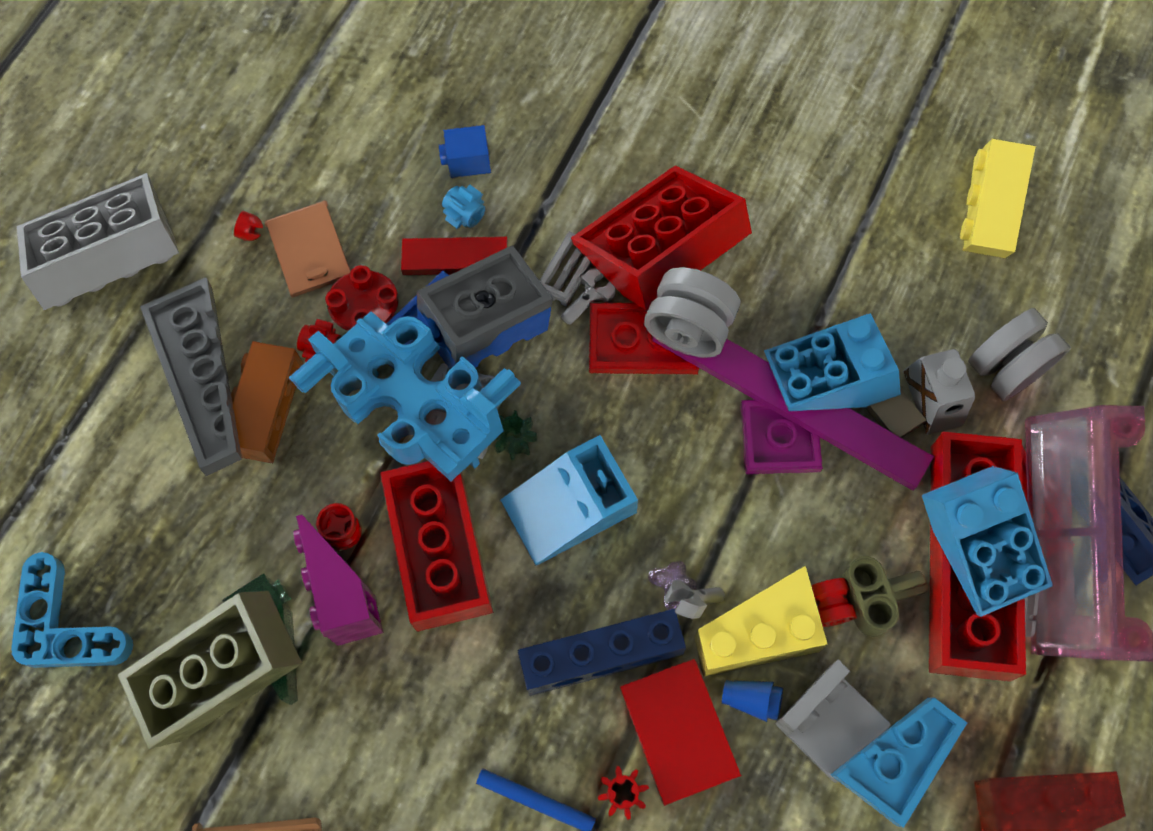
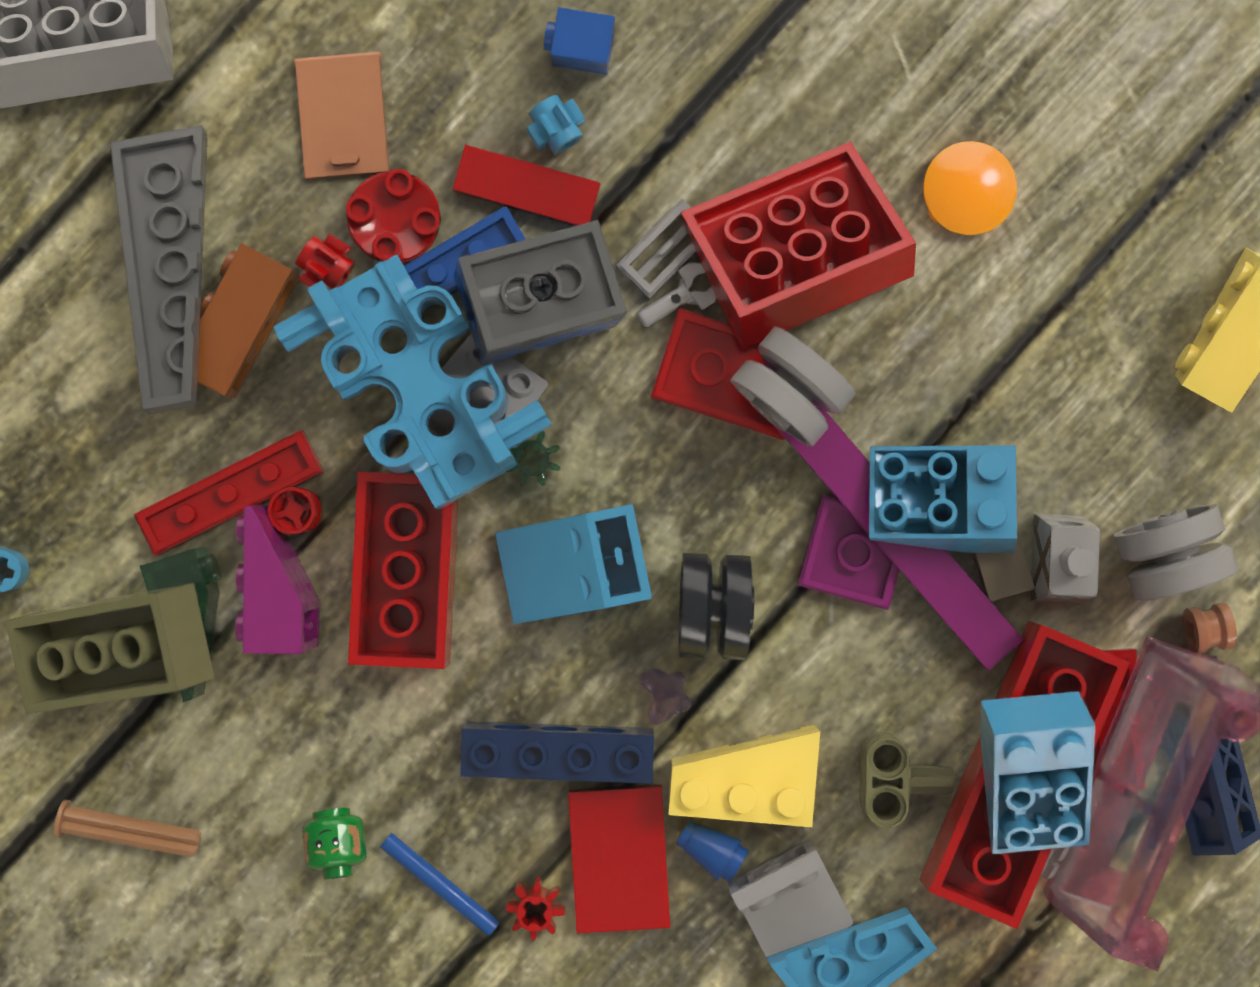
camera: 20 degrees right, 20 degrees up
(246, 226) = (271, 64): red hinge -> none
(275, 537) = (227, 492): none -> red tile
(436, 787) = (334, 842): none -> green head
(689, 495) = (715, 606): none -> black wheel
(692, 601) = (681, 726): light grey bar -> none
(769, 171) = (969, 188): none -> light orange dish
(832, 605) = (838, 777): red wheel -> none
(1071, 399) = (1209, 628): none -> nougat wheel

